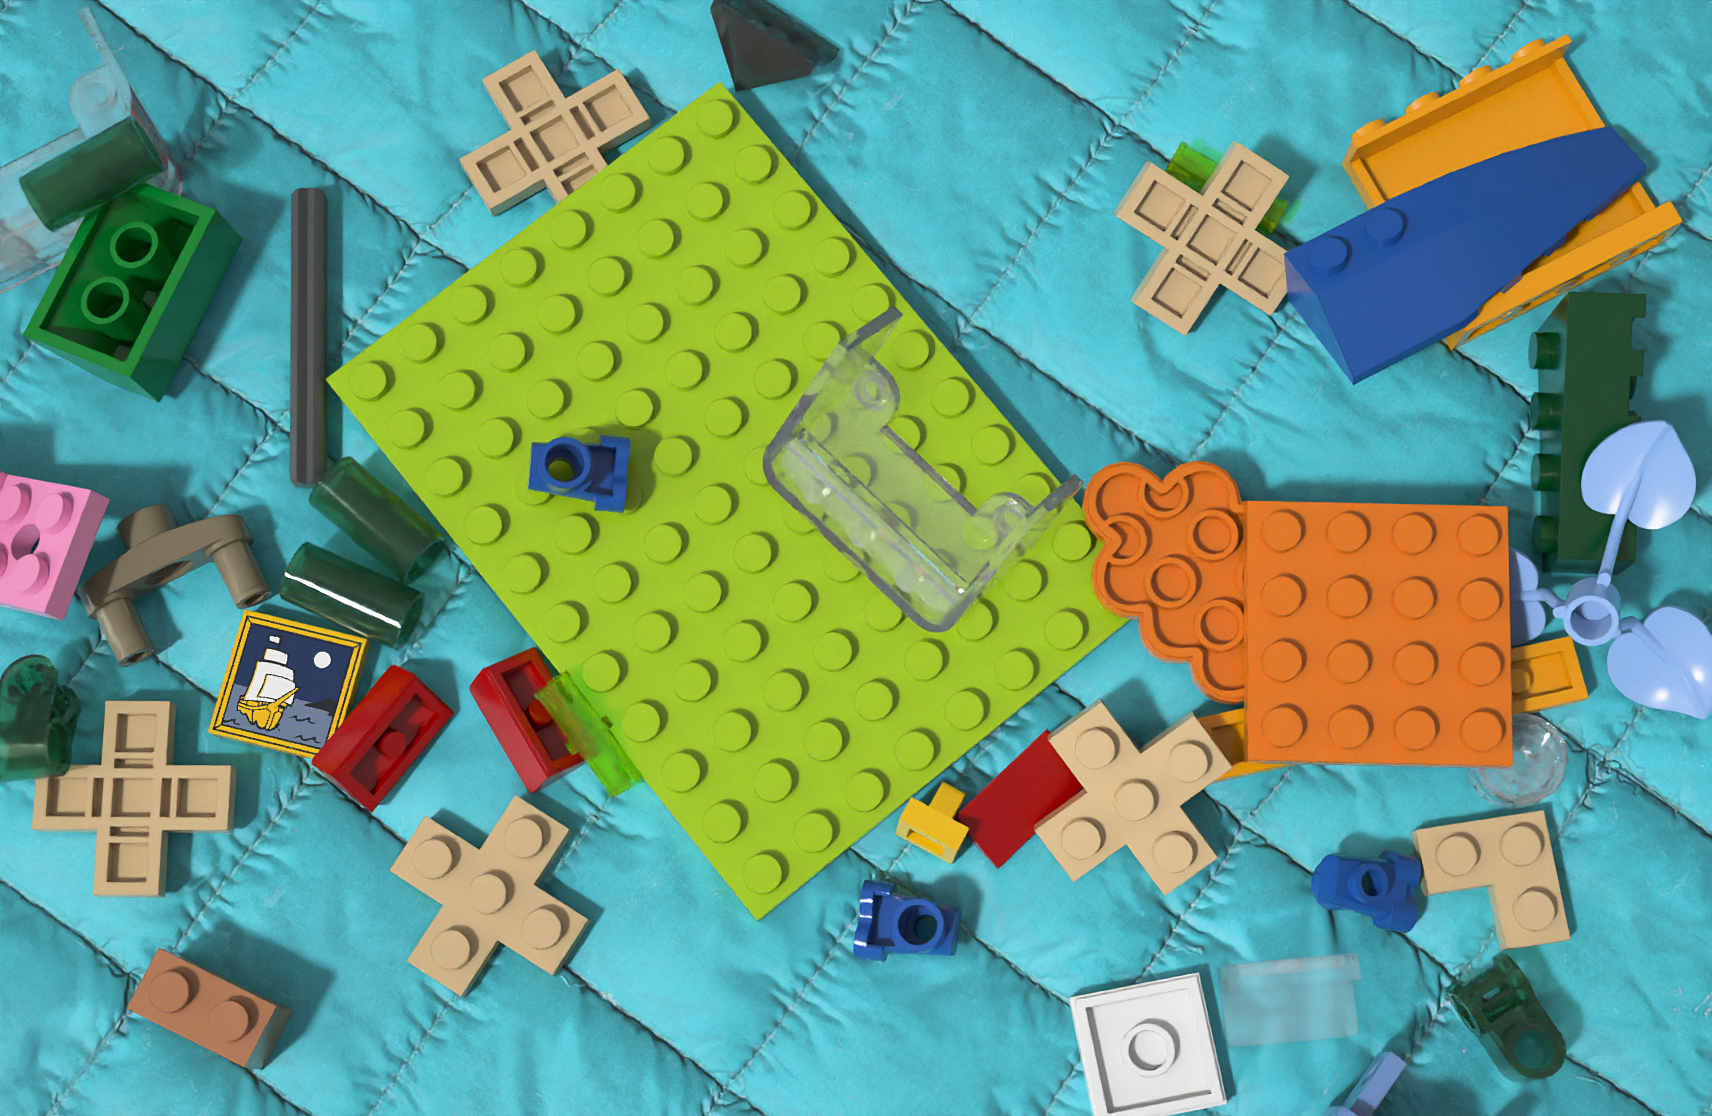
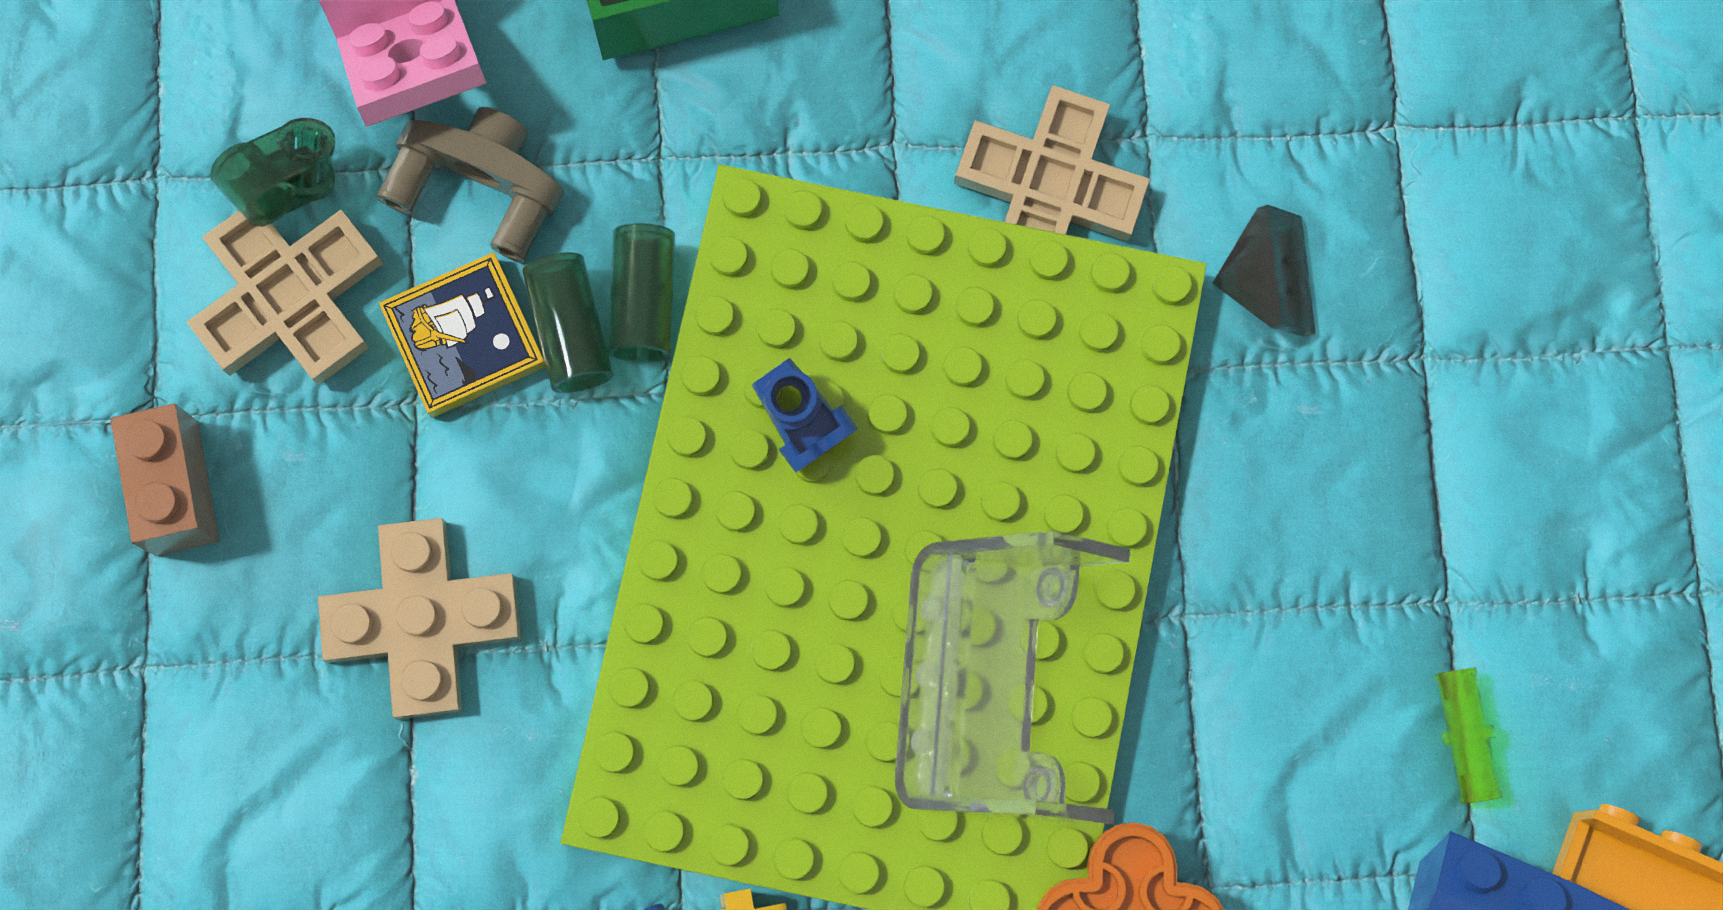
camera: 45 degrees right, 0 degrees up
(308, 337) = (744, 125): dark grey axle -> none
(382, 736) = (476, 435): red slope -> none
(521, 722) = (584, 537): red slope -> none
(588, 734) = (601, 589): clear neon green pin -> none
(1207, 237) = (1412, 754): tan plate -> none

